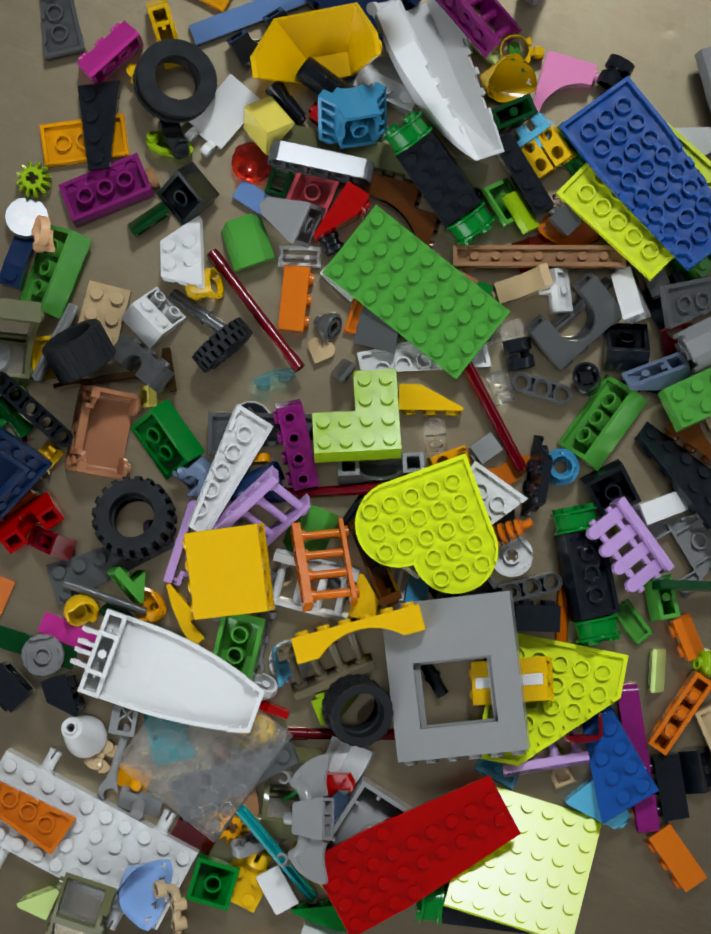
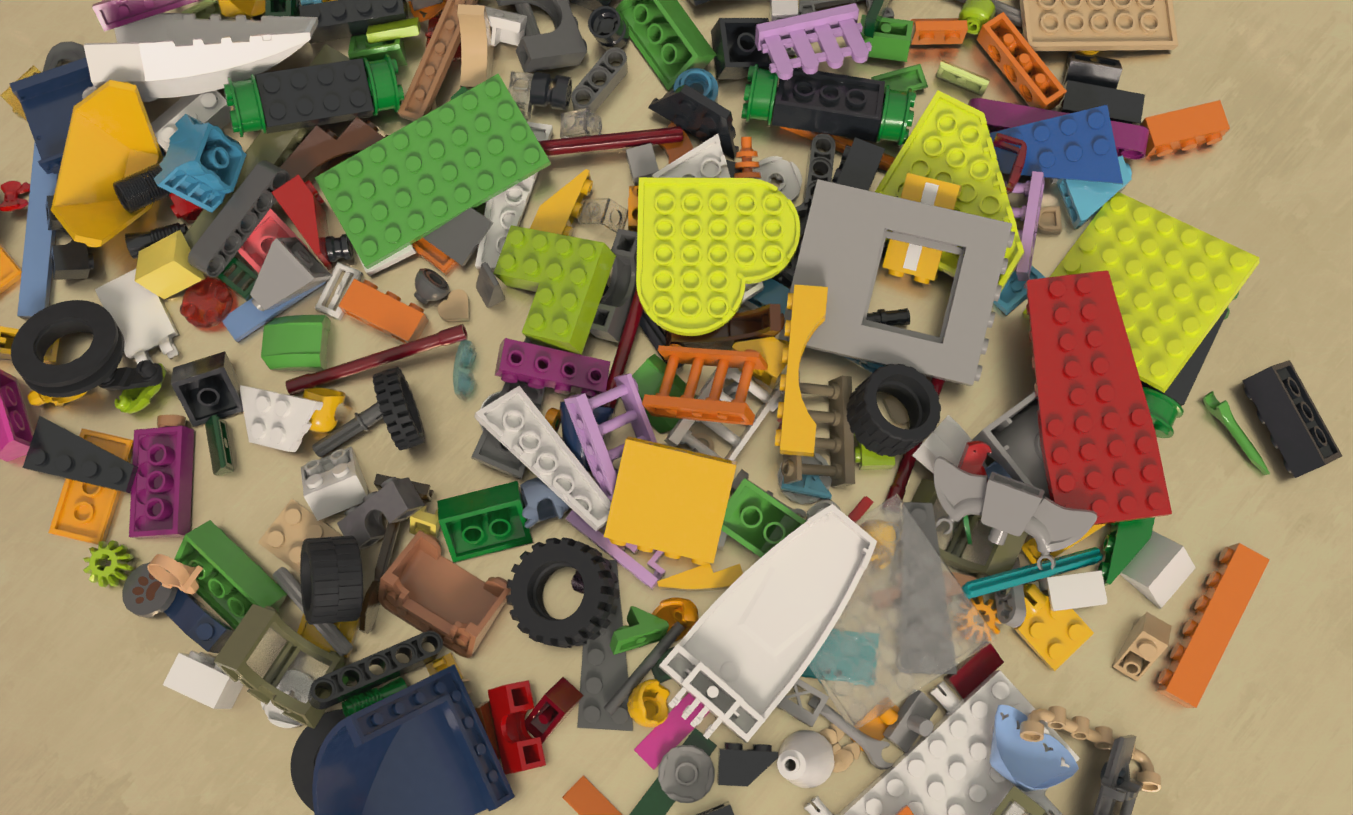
camera: 65 degrees left, 10 degrees down
(212, 882) = (1041, 667): green slope -> none

